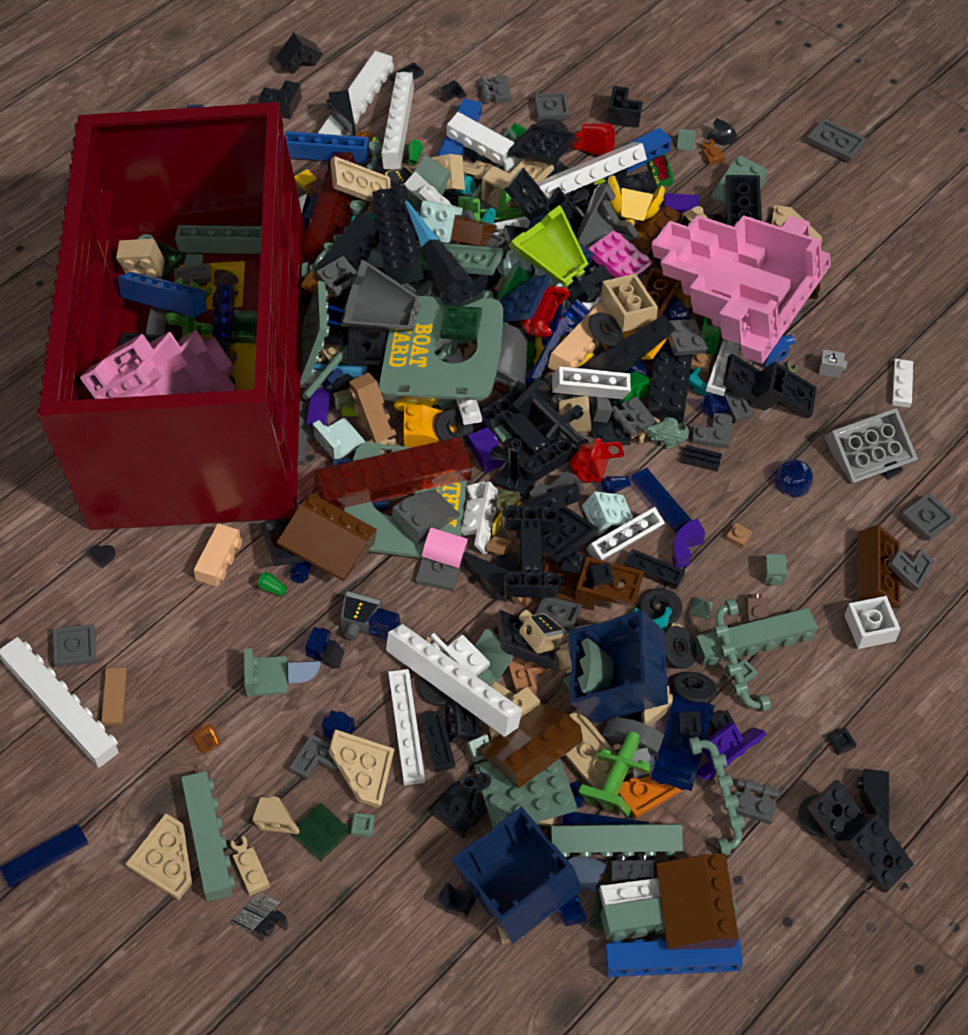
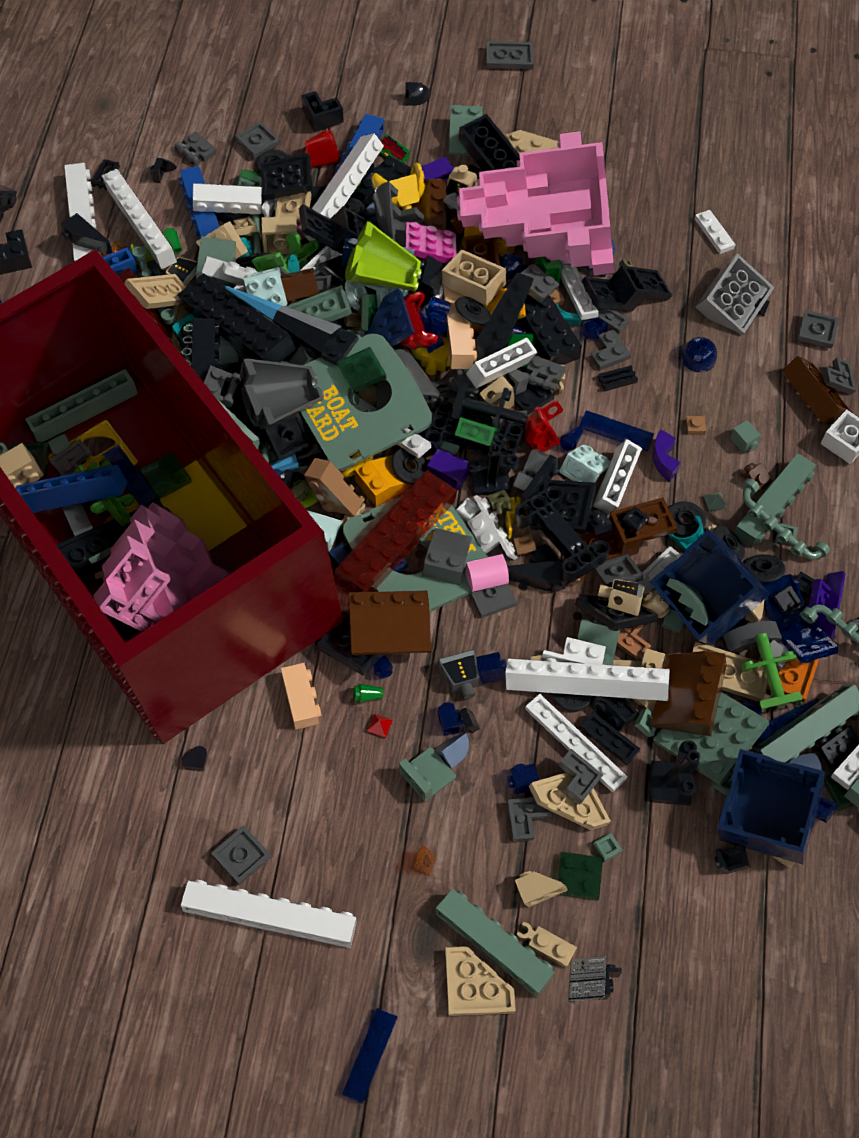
camera: 35 degrees left, 5 degrees up
(114, 697) = (313, 876): medium nougat tile -> none
(262, 616) = (379, 725): none -> red slope
(386, 753) = (584, 776): none -> dark grey plate
(526, 427) = (475, 431): none -> green panel
(553, 341) = (441, 355): clear blue plate -> none
(655, 568) = (654, 490): black plate -> none
(668, 432) = (581, 371): sand green hair -> none
(686, 139) = (392, 114): sand green slope -> none
(712, 154) = (421, 116): dark orange plate -> none
(832, 363) = (654, 244): light grey brick -> none

